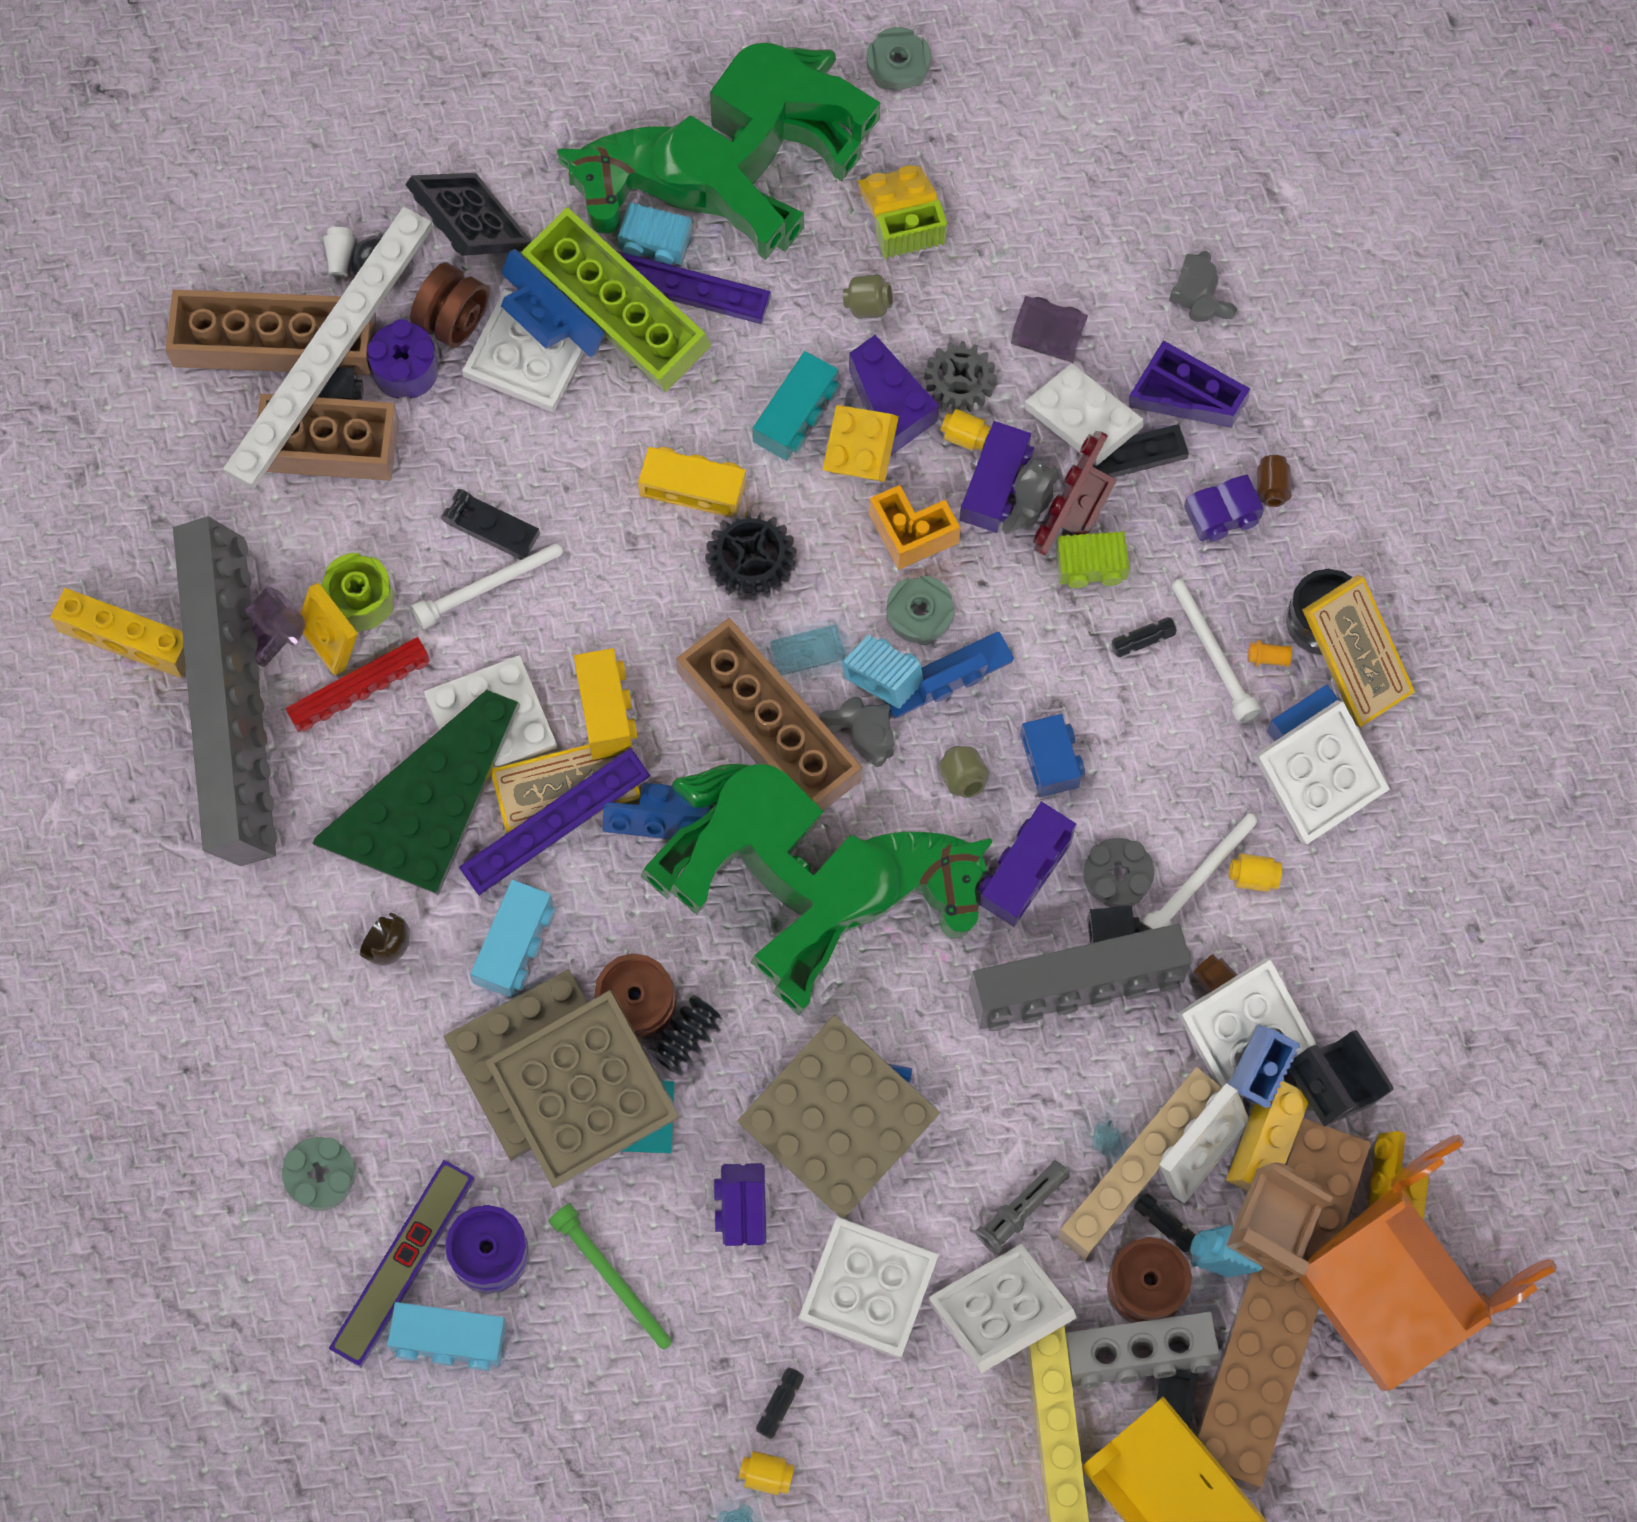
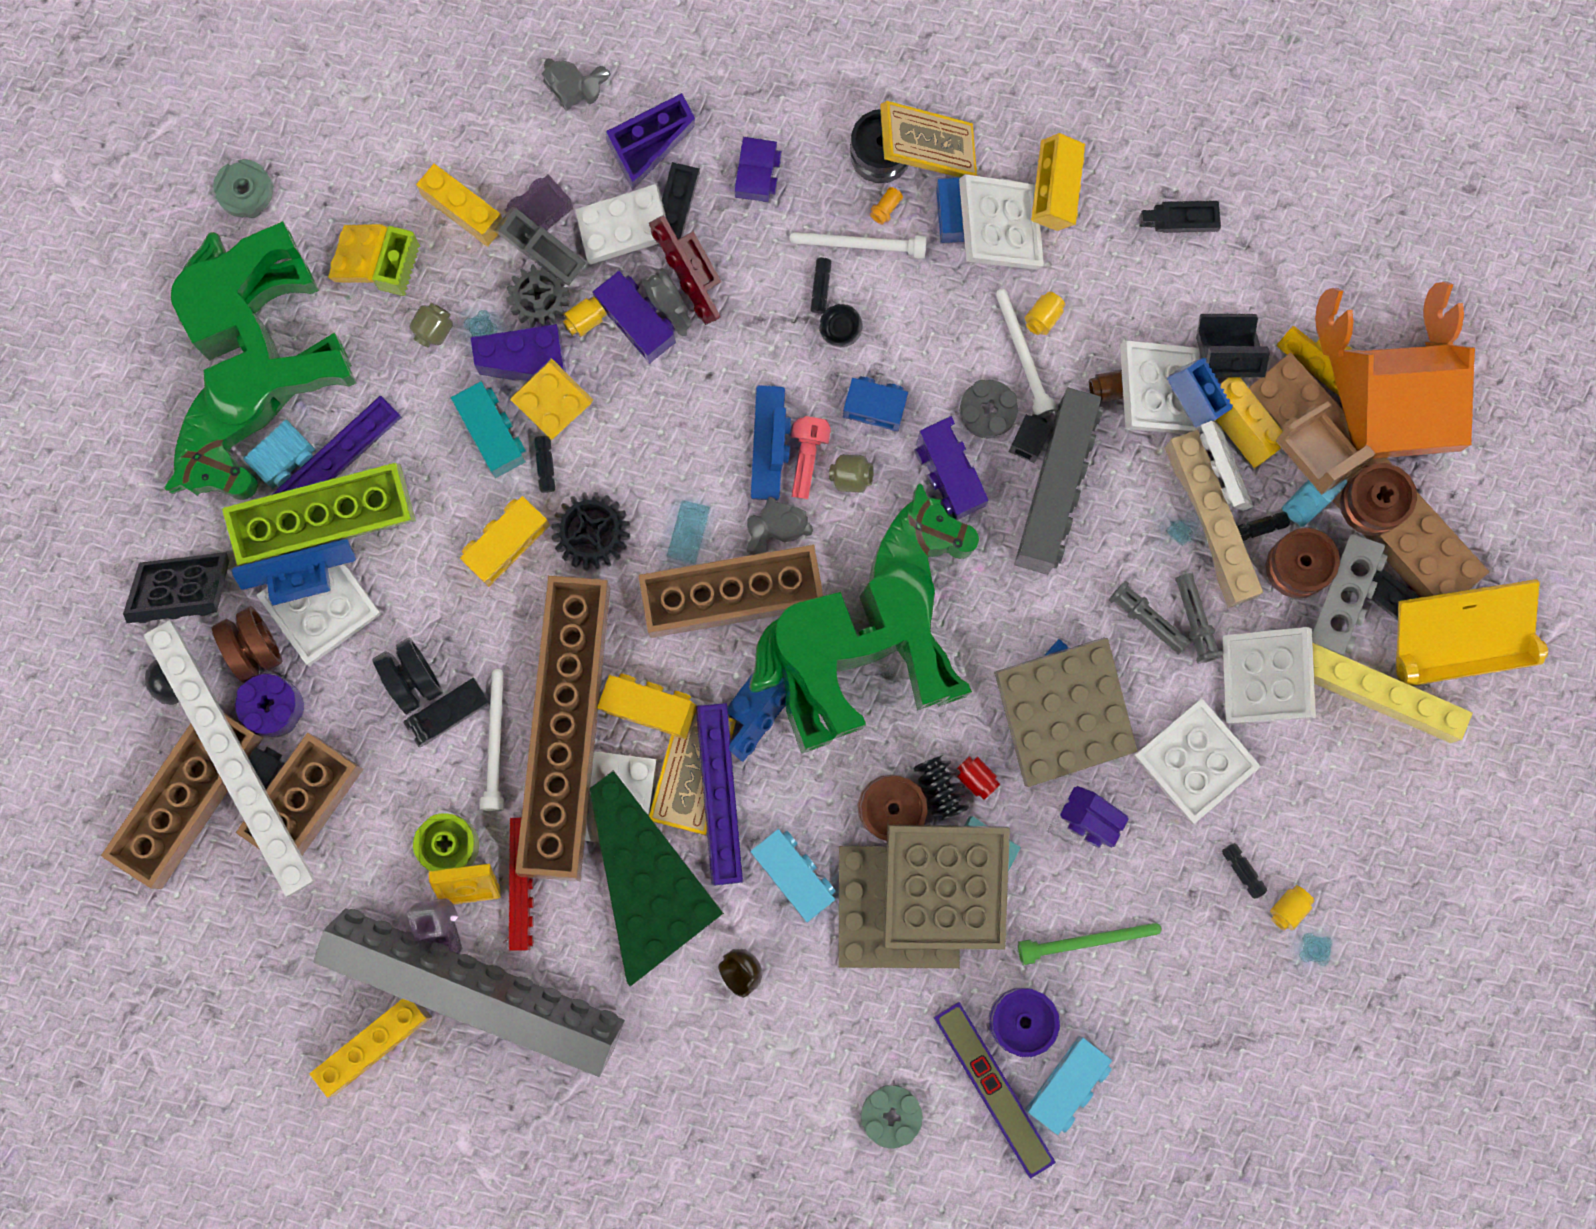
camera: 60 degrees left, 10 degrees up
(339, 249) = (142, 705): white cone -> none
(502, 463) = (403, 678): none -> black wheel
(534, 634) = (563, 729): none -> medium nougat brick
(719, 1068) = (978, 777): none -> red brick
(793, 477) = (544, 464): none -> black axle
(883, 670) = (742, 486): medium azure brick -> none
(905, 341) = (481, 319): none -> clear light blue plate
(911, 534) = (643, 407): light orange brick -> none
(921, 628) = (699, 447): sand green plate -> none
(959, 715) = (809, 432): none -> coral piece
(997, 1140) = (1138, 608): none -> dark grey pin
(1006, 256) = (459, 204): none -> yellow brick
(1007, 346) = (539, 246): none -> dark grey slope
(1092, 559) = (740, 286): lime brick -> none
(1111, 677) = (841, 325): none -> black hair
(1272, 1293) = (1378, 499): none -> copper wheel
(1274, 480) = (755, 121): reddish brown brick -> none
(1405, 808) = (1058, 182): none -> yellow brick
(1454, 958) = (1183, 217): none -> black hinge

